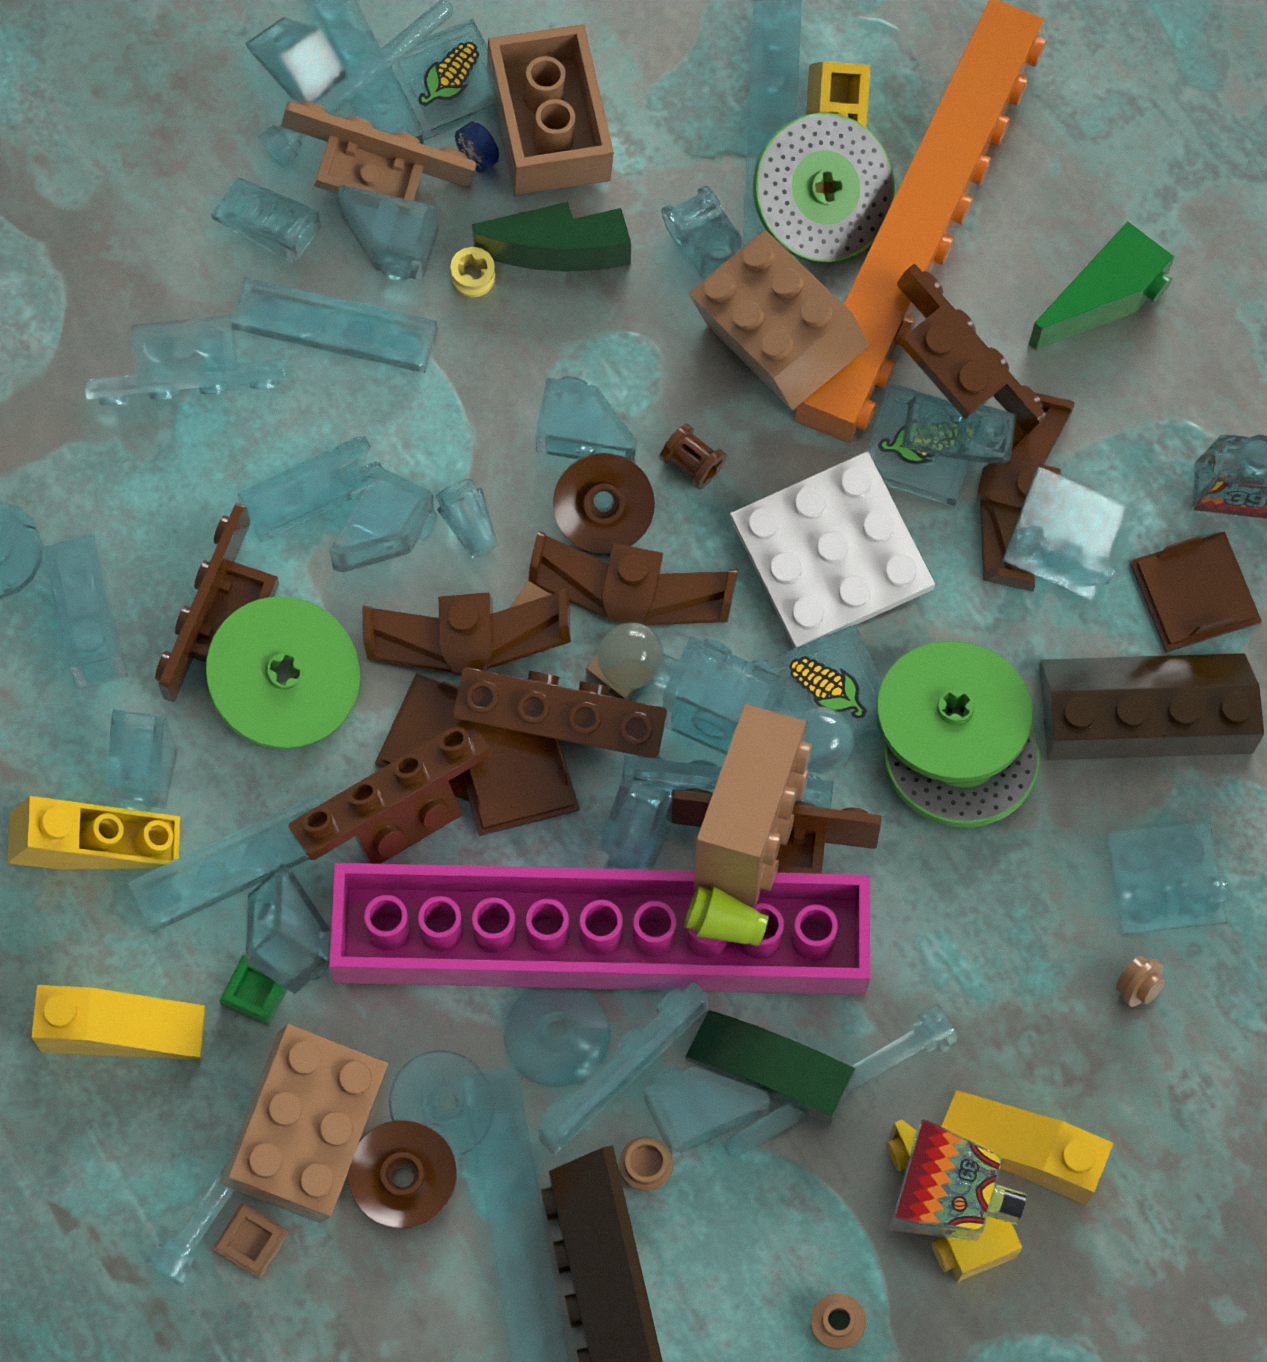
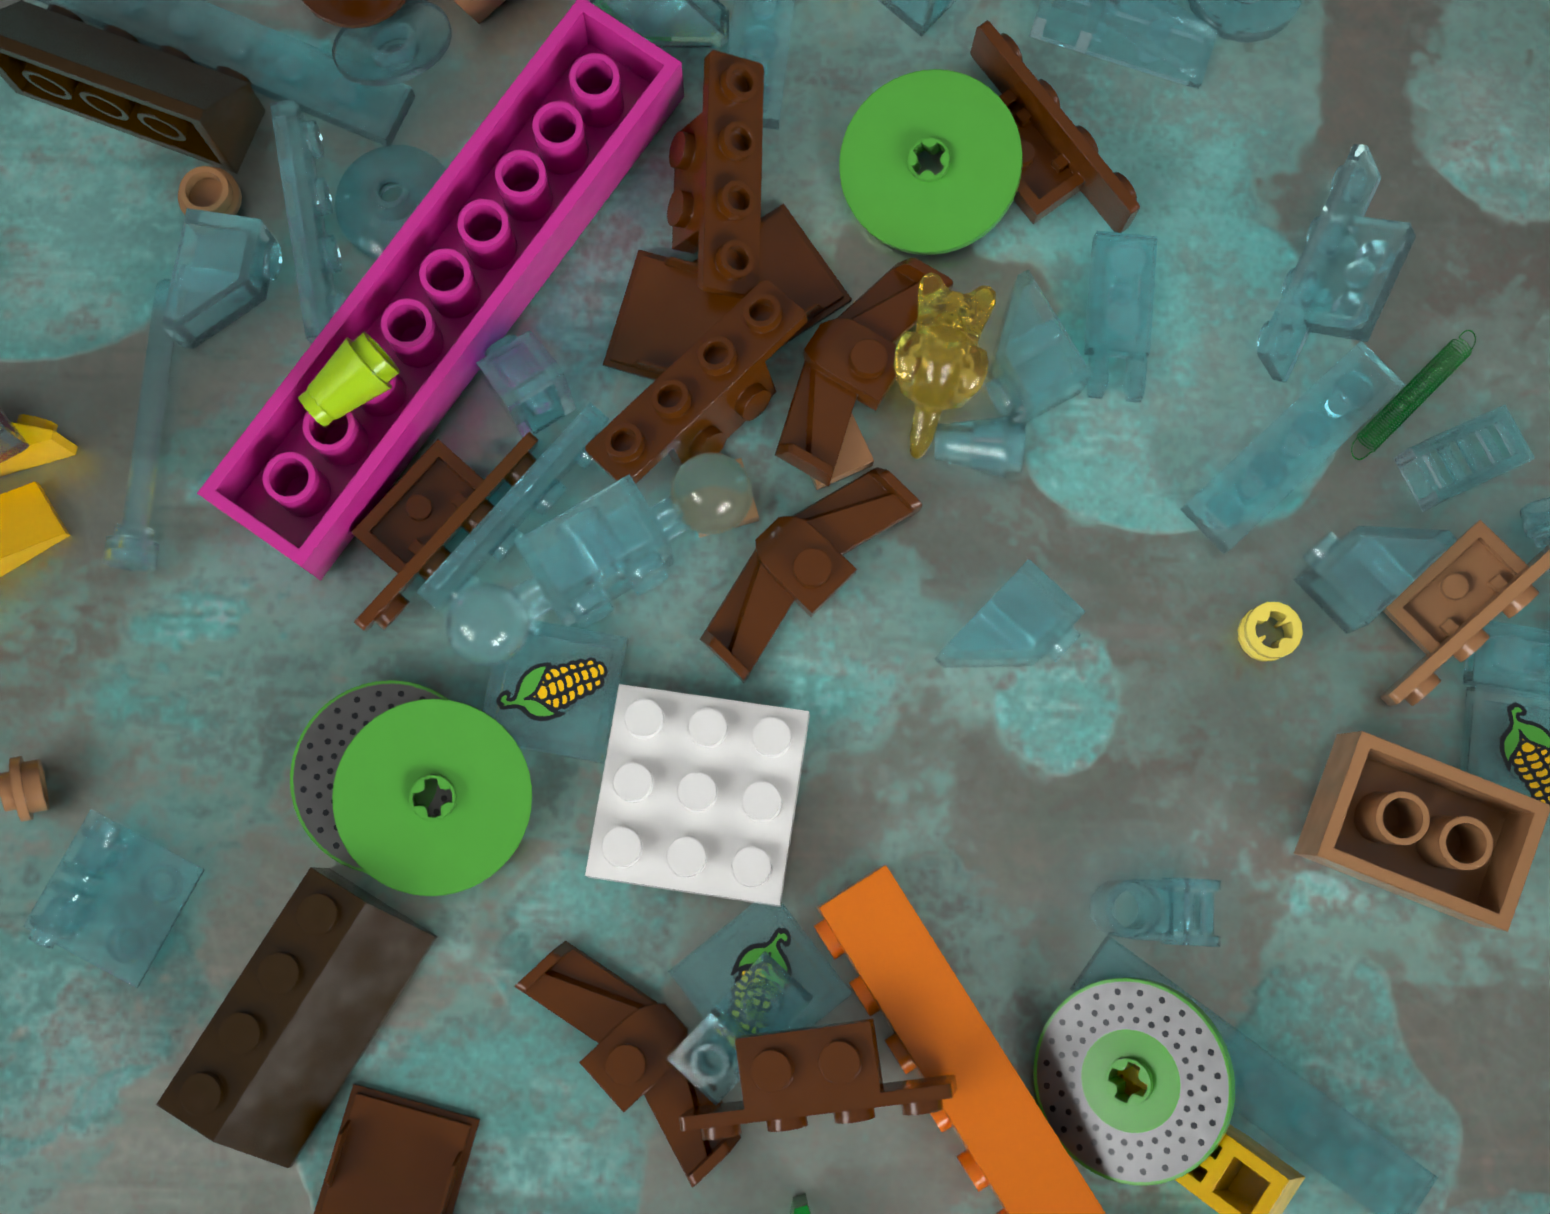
camera: 120 degrees right, 10 degrees up
(235, 268) = (1419, 396): none -> green piece
(432, 569) = (941, 360): none -> clear yellow animal
(477, 145) = (1422, 729): clear blue tile -> none
(556, 241) = (1252, 741): dark green slope -> none
(595, 527) = (896, 570): reddish brown dish -> none
(707, 460) = (903, 719): reddish brown bush -> none
(753, 804) = (432, 469): medium nougat brick -> none
(771, 1064) = (203, 365): dark green slope -> none
(779, 319) = (992, 905): medium nougat brick -> none
(1065, 534) = (543, 1061): clear light blue hinge -> none

